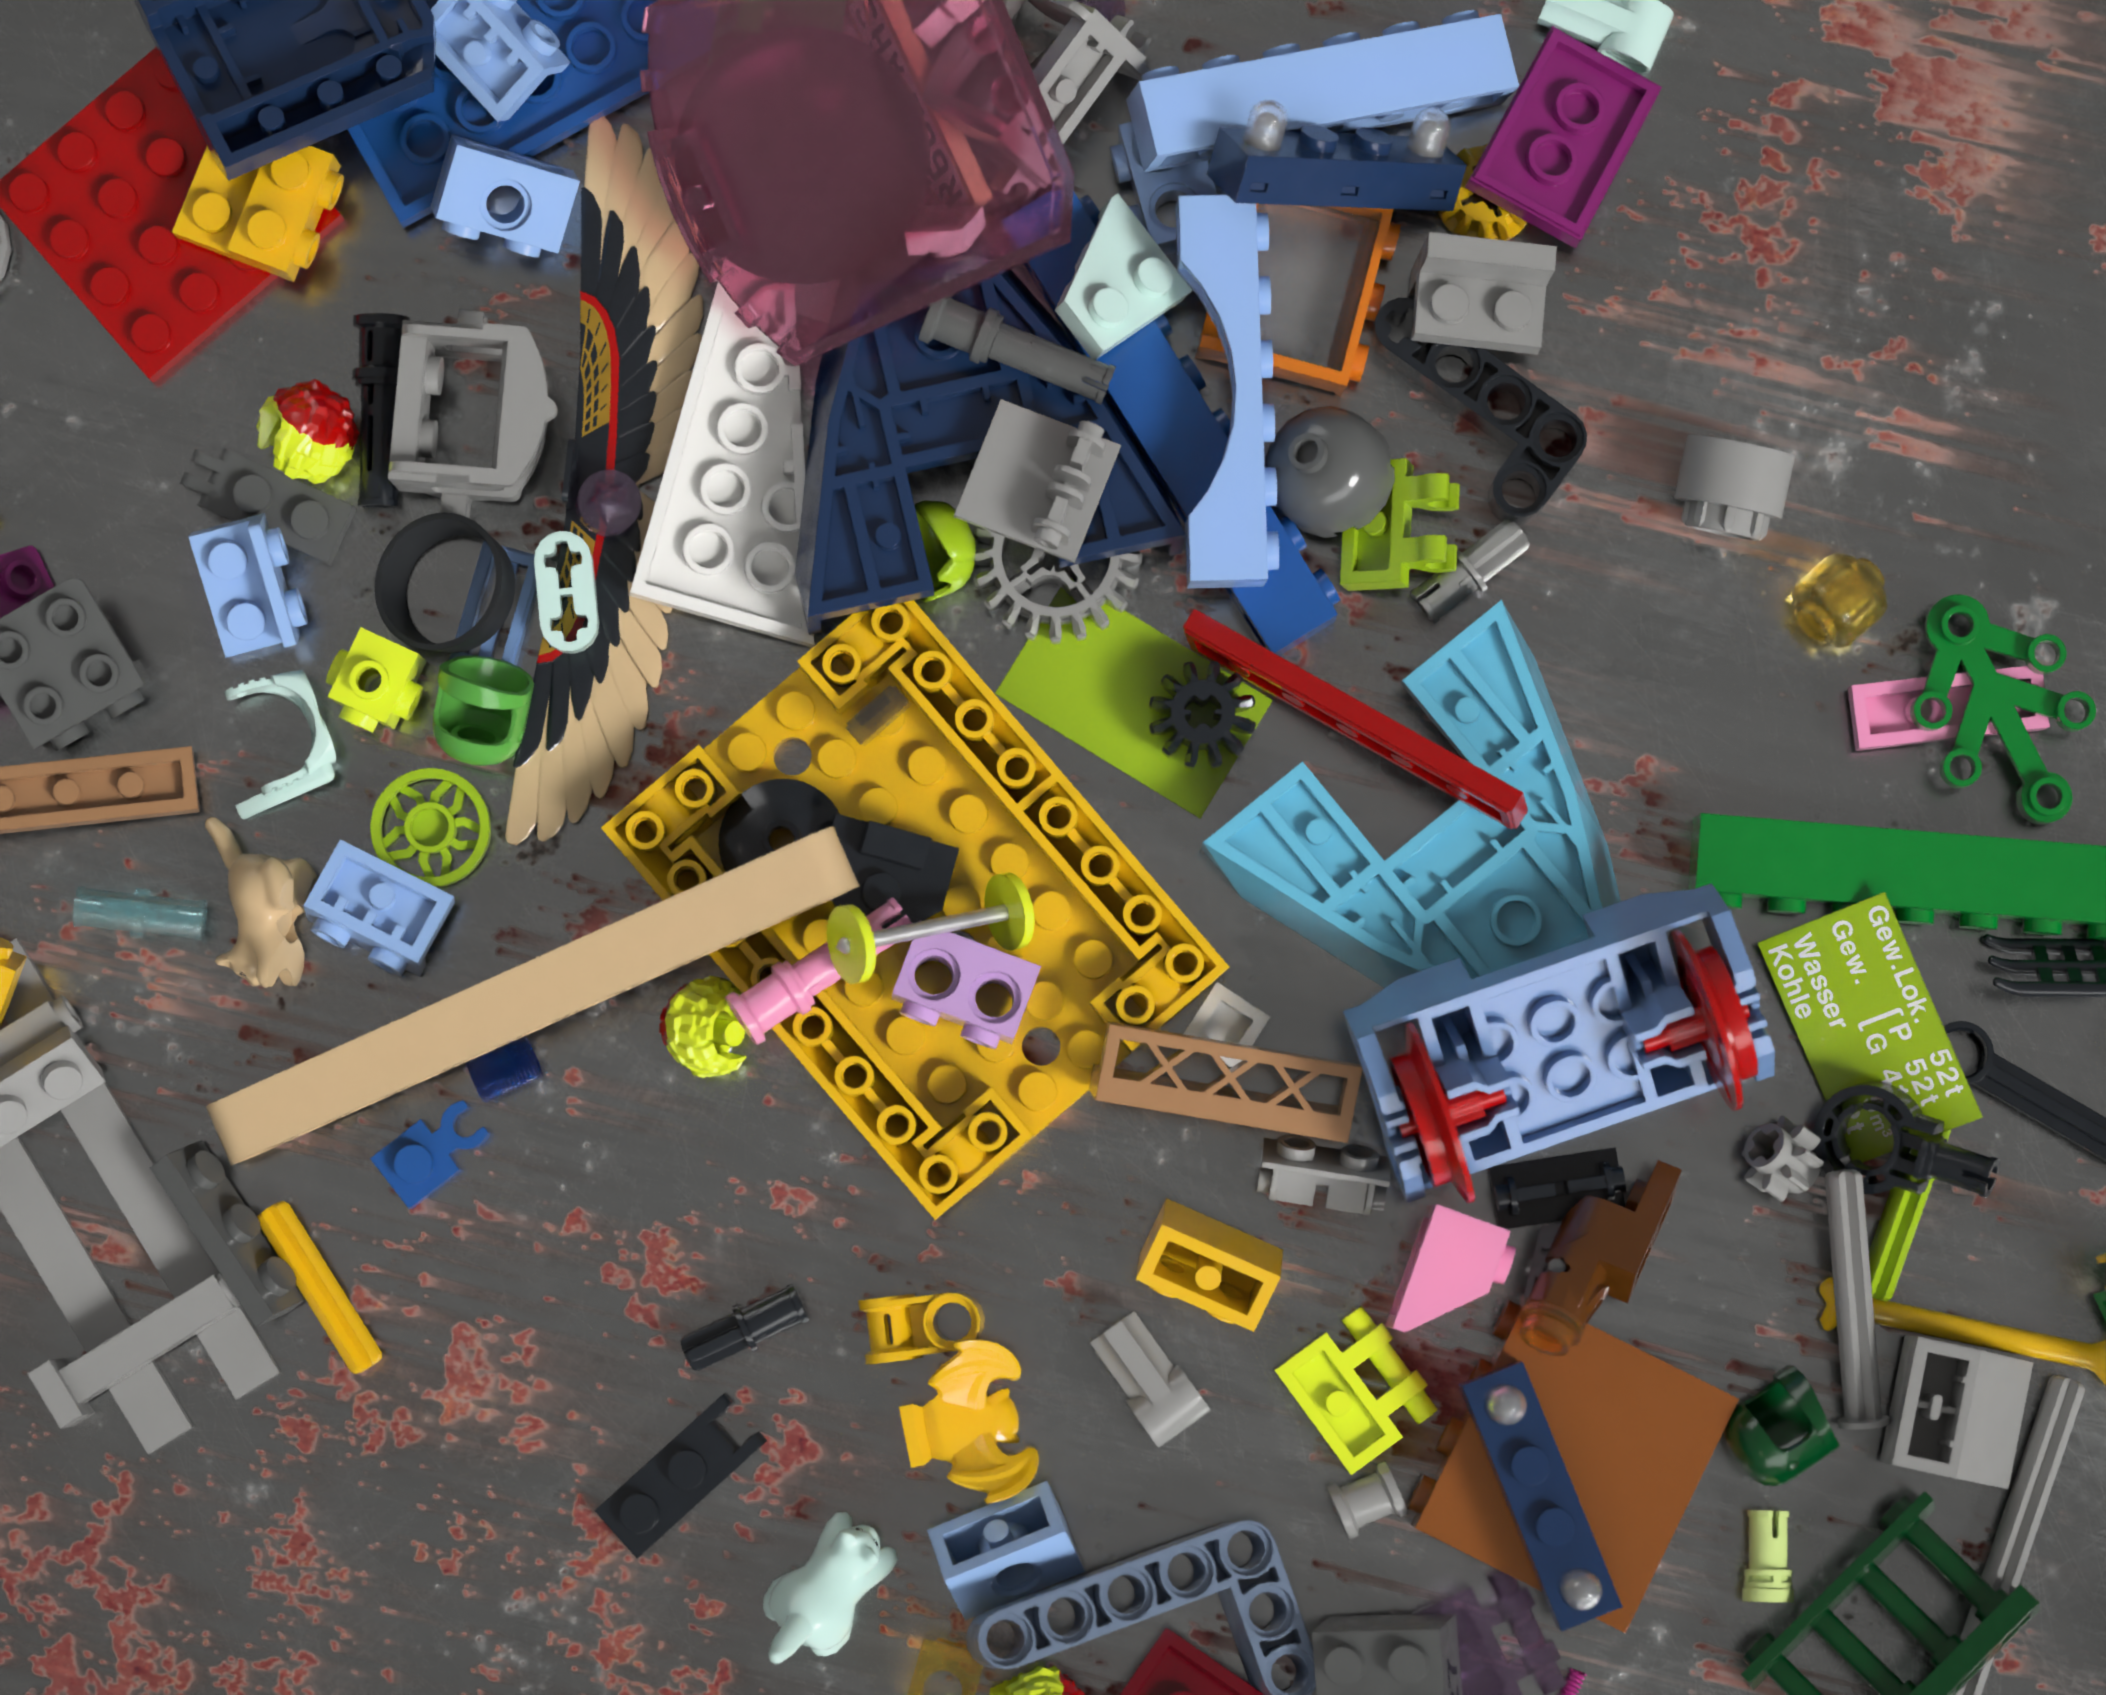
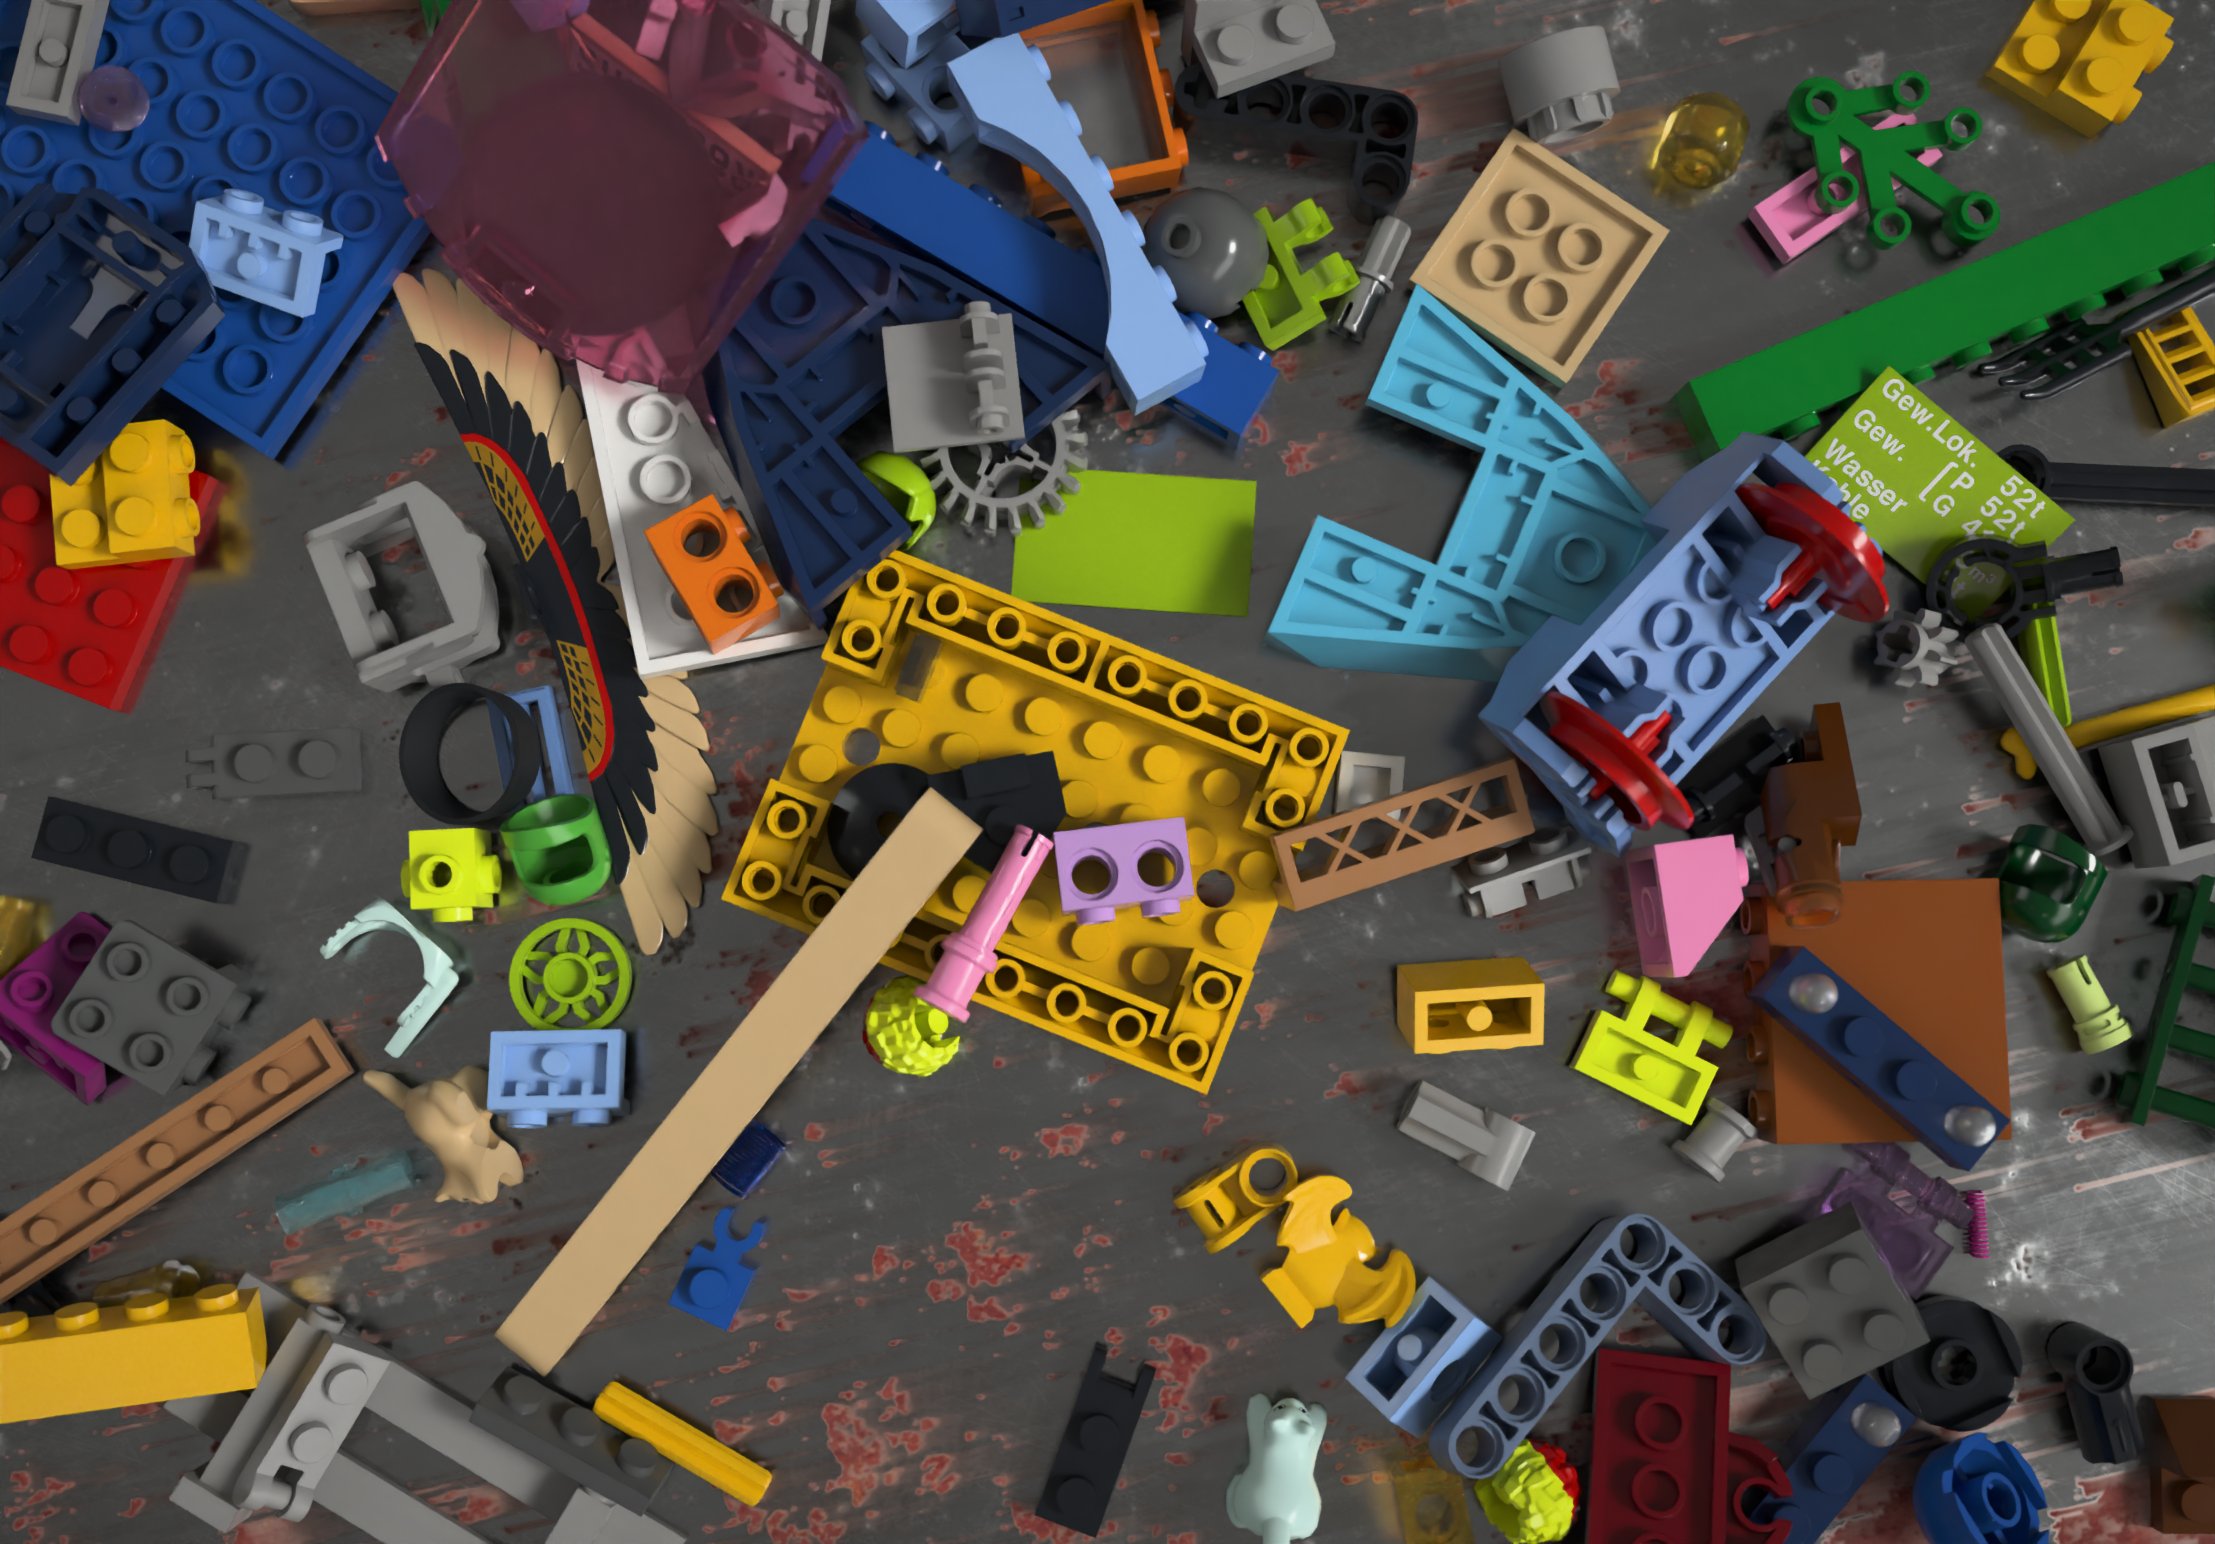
camera: 35 degrees left, 0 degrees up
(108, 516) = (136, 850): none -> black plate
(247, 586) = (291, 846): light blue bracket -> none
(309, 430) = (274, 680): piece -> none
(378, 382) = (311, 605): black pin -> none
(476, 169) = (378, 359): light blue brick -> none
(551, 594) = (570, 714): light aqua beam -> none
(608, 503) = (579, 606): clear purple tile -> none
(727, 538) = (702, 579): none -> orange brick
(743, 1328) = (1083, 1278): black axle -> none
(987, 337) = (839, 278): dark grey pin -> none
(1006, 912) = (1006, 884): neon yellow axle -> none
(1118, 282) = (933, 176): light aqua wing -> none
(1203, 736) = (1218, 540): black gear -> none
(1356, 720) = (1347, 453): red tile -> none
(1631, 630) = (1538, 258): none -> tan plate

